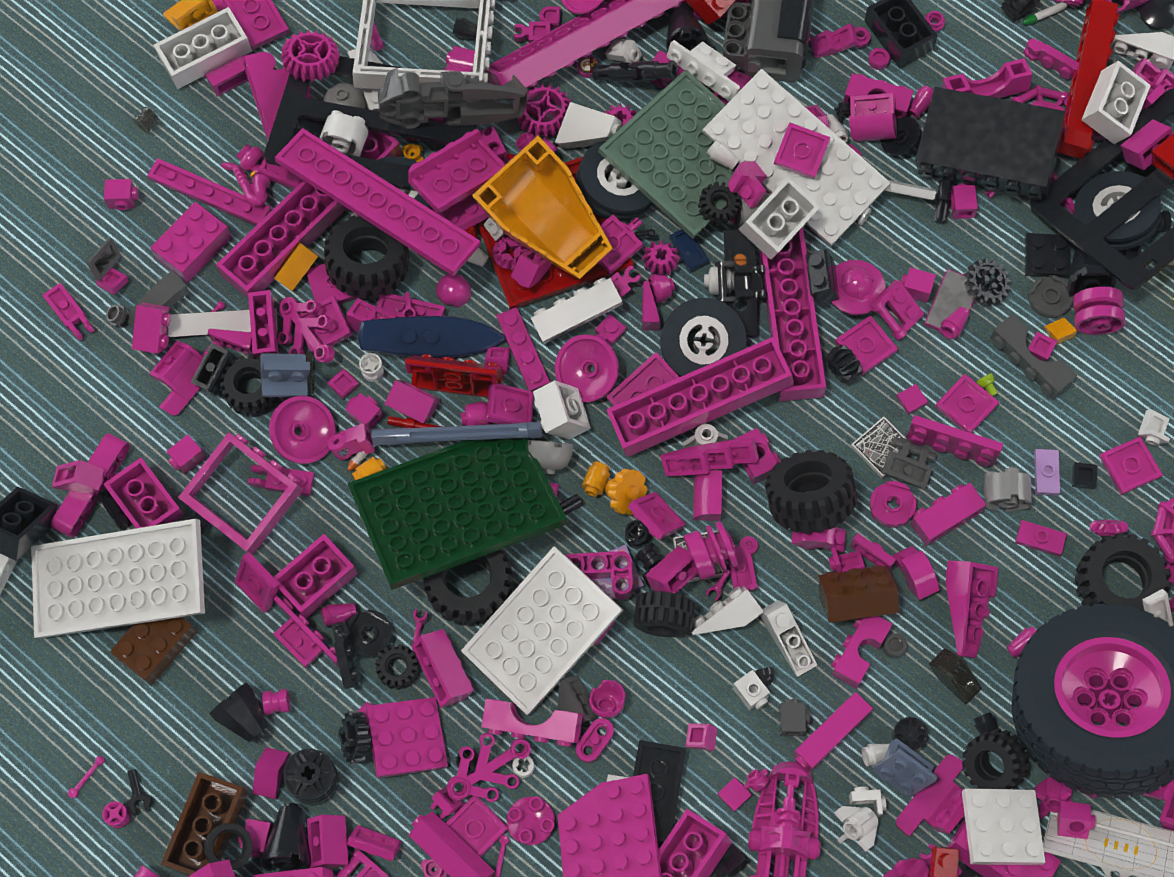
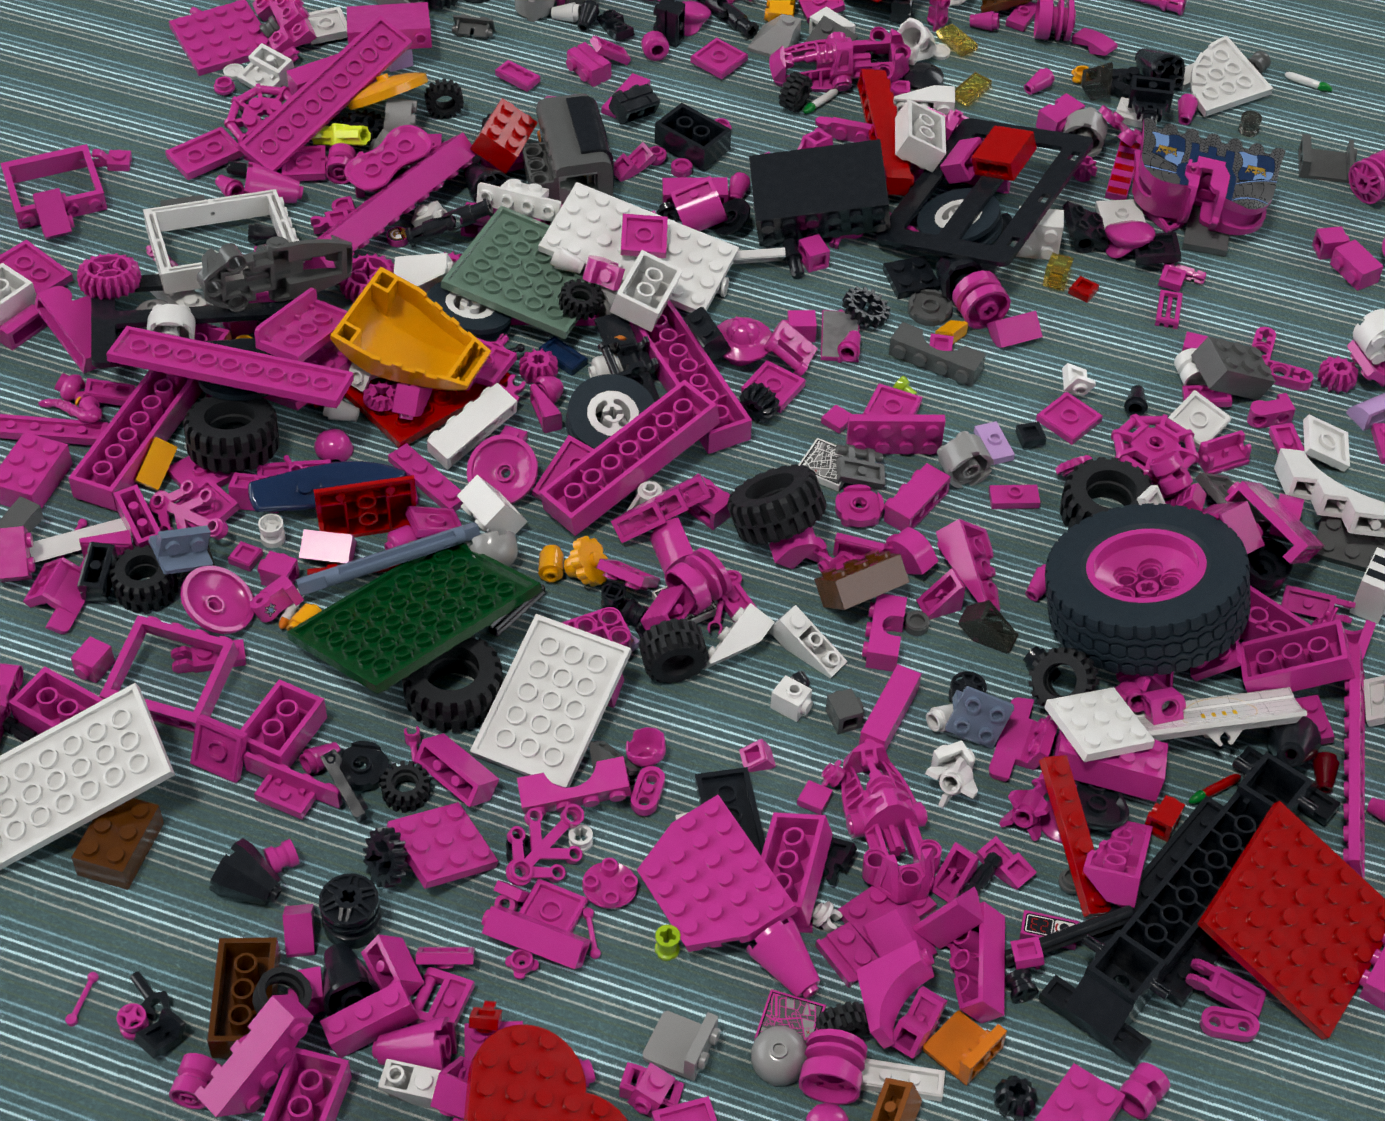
camera: 25 degrees left, 20 degrees down
(133, 836) = (161, 1035): none -> black bracket
(926, 629) = (943, 597): none -> dark pink slope
(1120, 349) = (1015, 329): none -> dark pink brick
(1130, 21) = (900, 87): none -> dark pink tile

